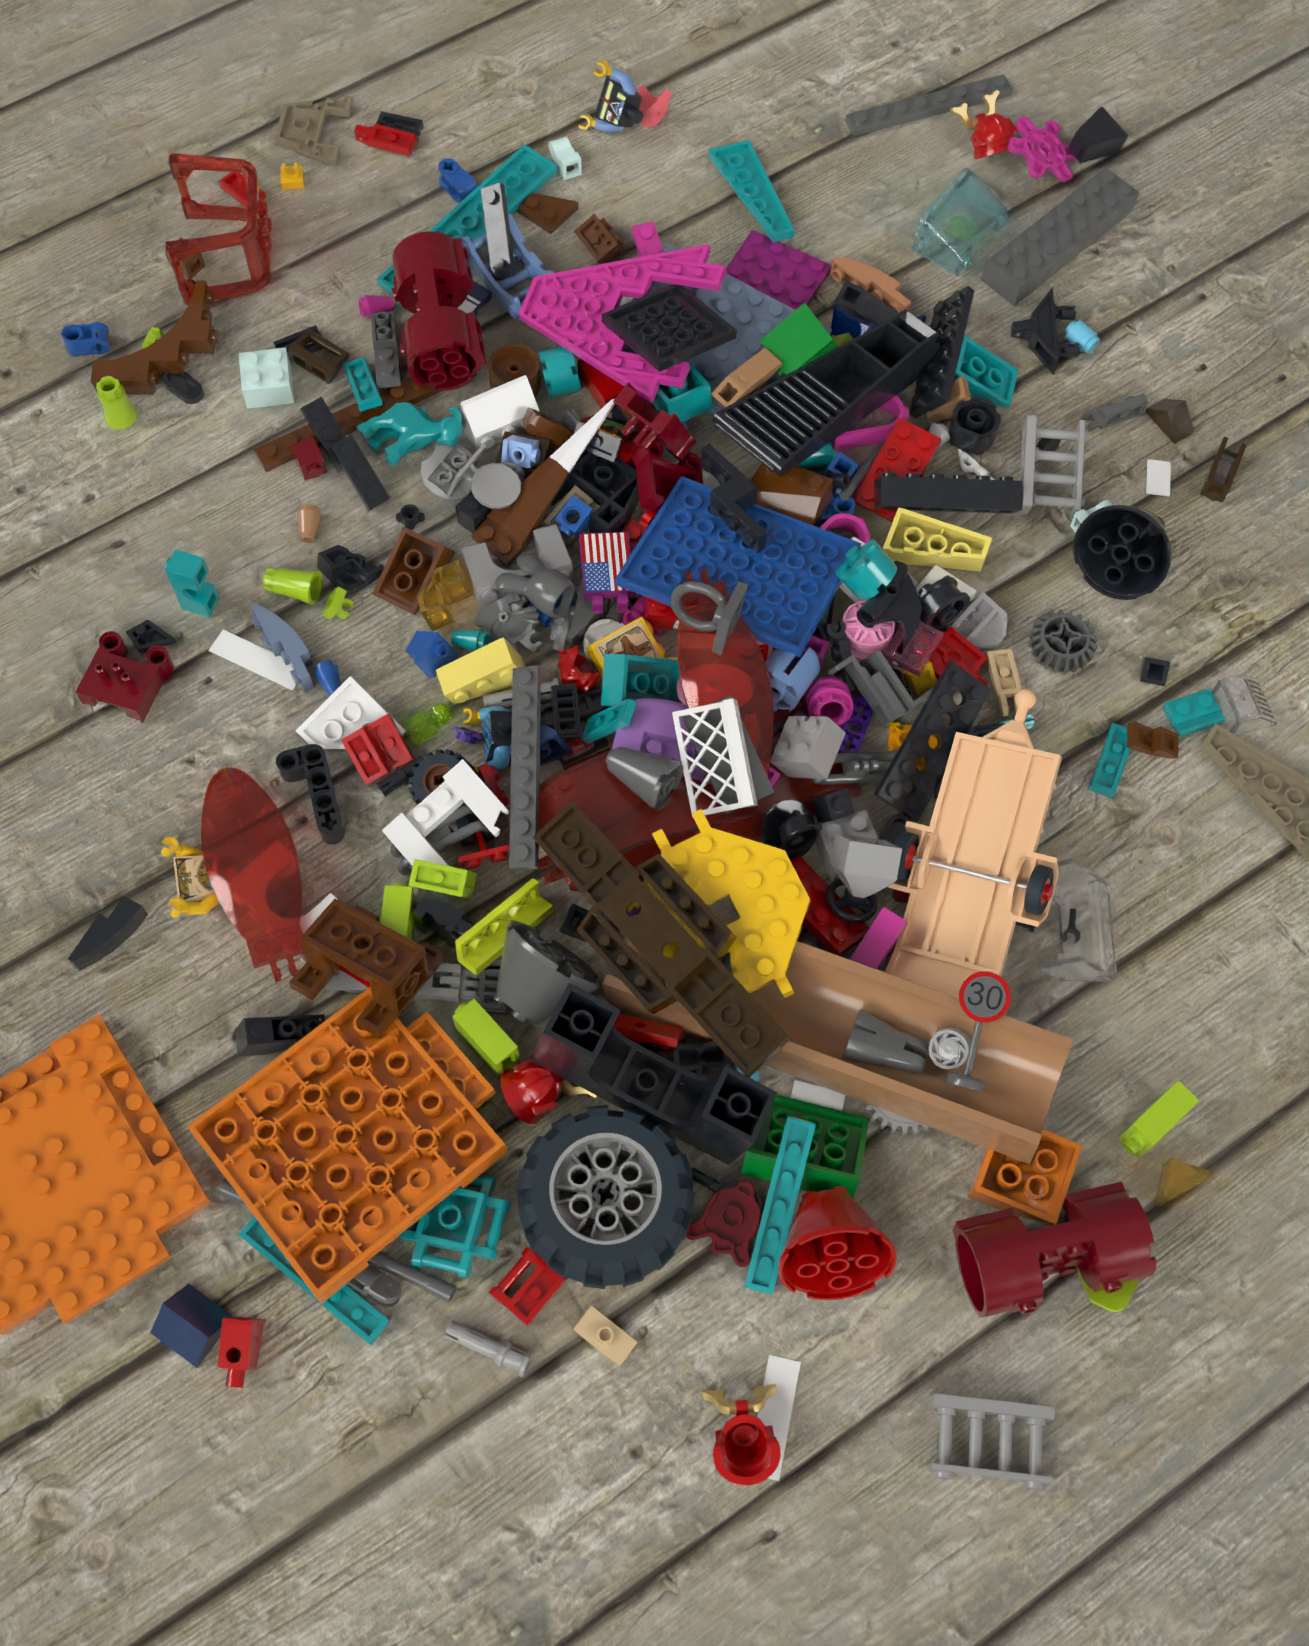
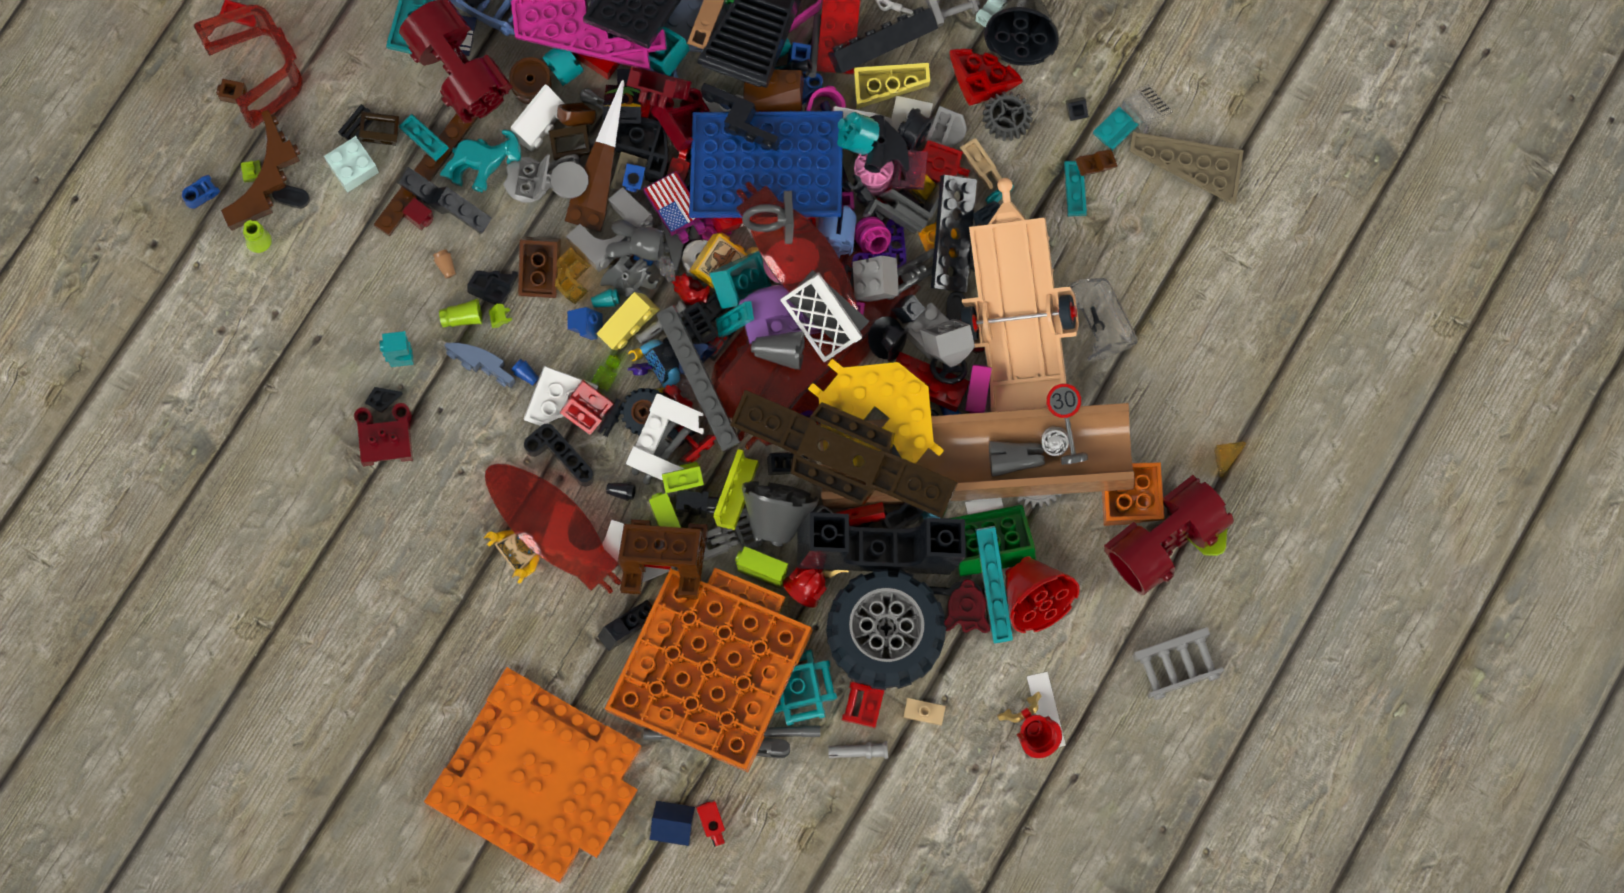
camera: 25 degrees left, 10 degrees up
(108, 933) = (479, 612): black slope -> none
(253, 658) = (462, 380): white sticker -> none
(343, 1304) = (760, 768): teal plate -> none
(366, 866) = (621, 490): none -> black cone
(374, 304) = (395, 68): dark pink cone -> none
(385, 349) = (425, 102): dark grey slope -> none
(410, 511) = (508, 225): black plate -> none
(471, 513) = (557, 205): black brick -> none
(528, 447) = (569, 142): light blue brick -> none
(1050, 585) = (982, 75): none -> red brick
(1158, 1120) = (1199, 424): lime window -> none

